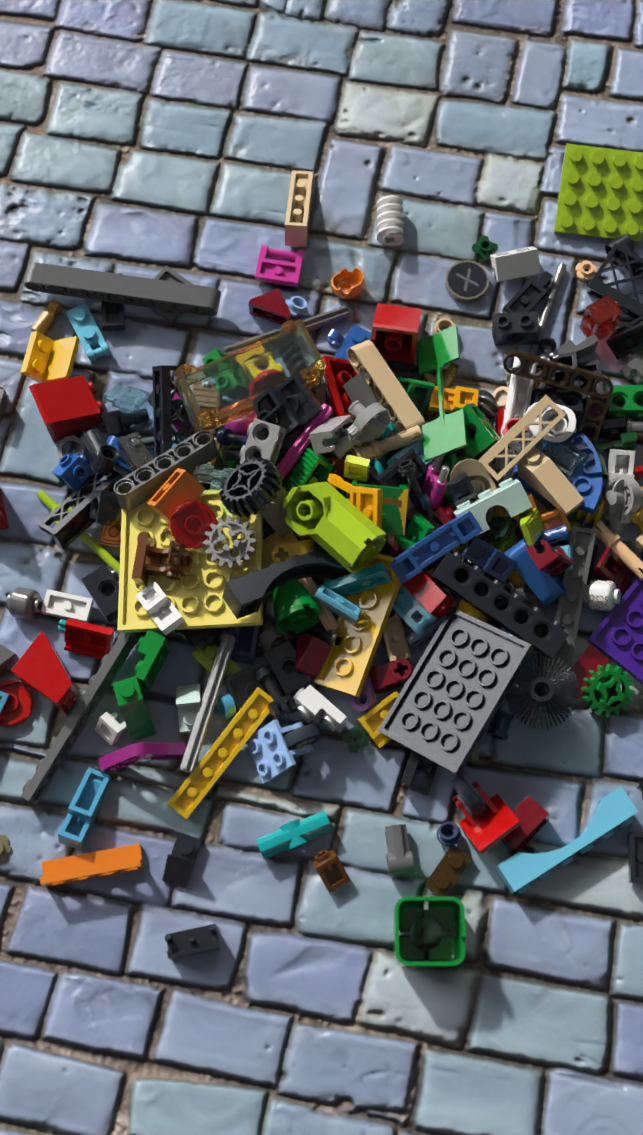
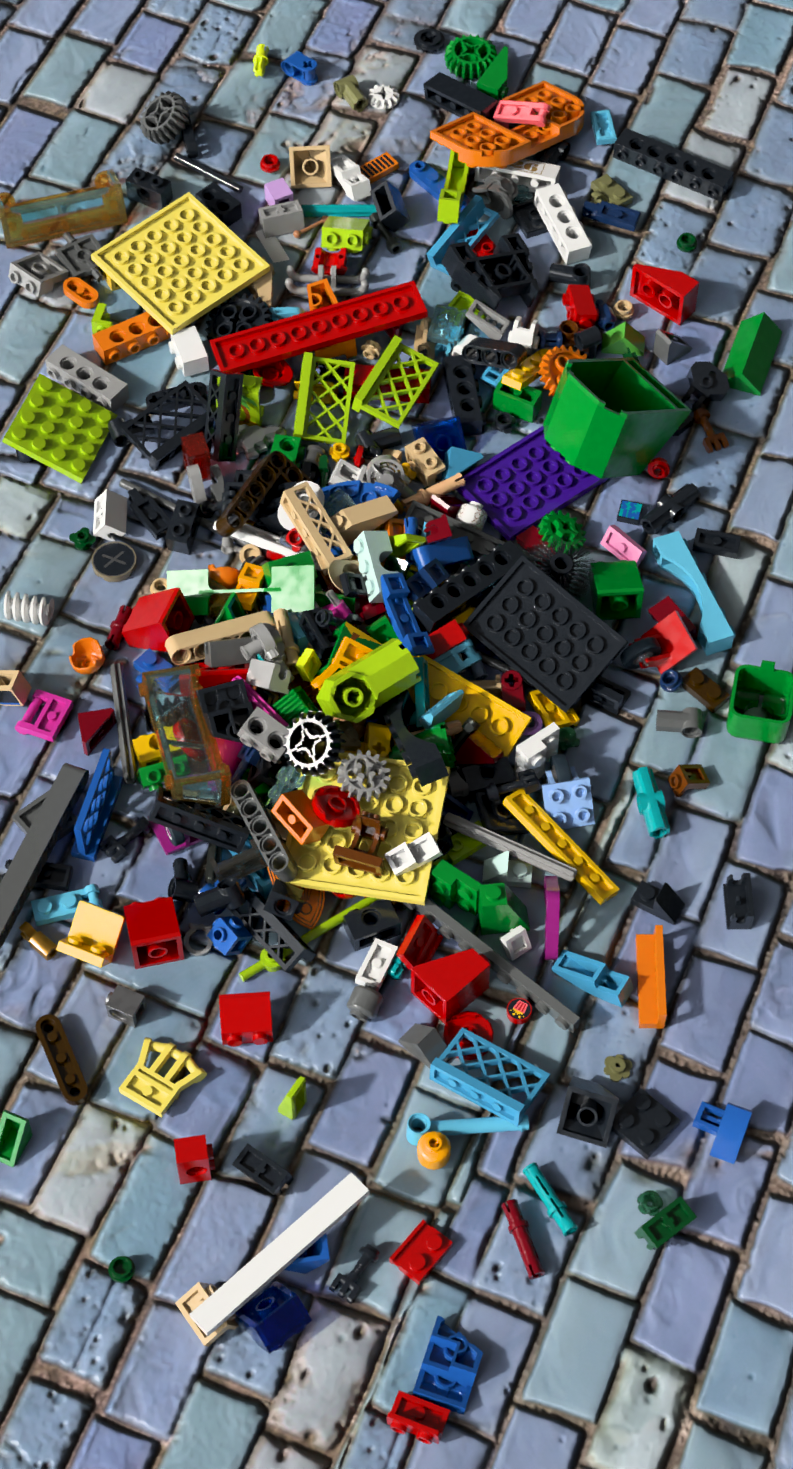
camera: 80 degrees left, 15 degrees down
(39, 744) = (519, 1011): none -> tile
(126, 399) = (160, 870): clear light blue plate -> none
(155, 359) = (115, 848): none -> black hinge
(187, 335) = (96, 809): none -> blue fence
(226, 706) = (515, 833): tile -> none
(297, 306) = (97, 704): light blue plate -> none
(397, 301) = (115, 635): none -> dark red pin
(470, 375) = (225, 575): none -> orange hair
(549, 756) = (616, 590): none -> green slope
(569, 328) = (196, 483): none -> light grey beam
(583, 275) = (138, 467): light nougat plate -> none
(607, 757) = (622, 545): none -> bright pink plate

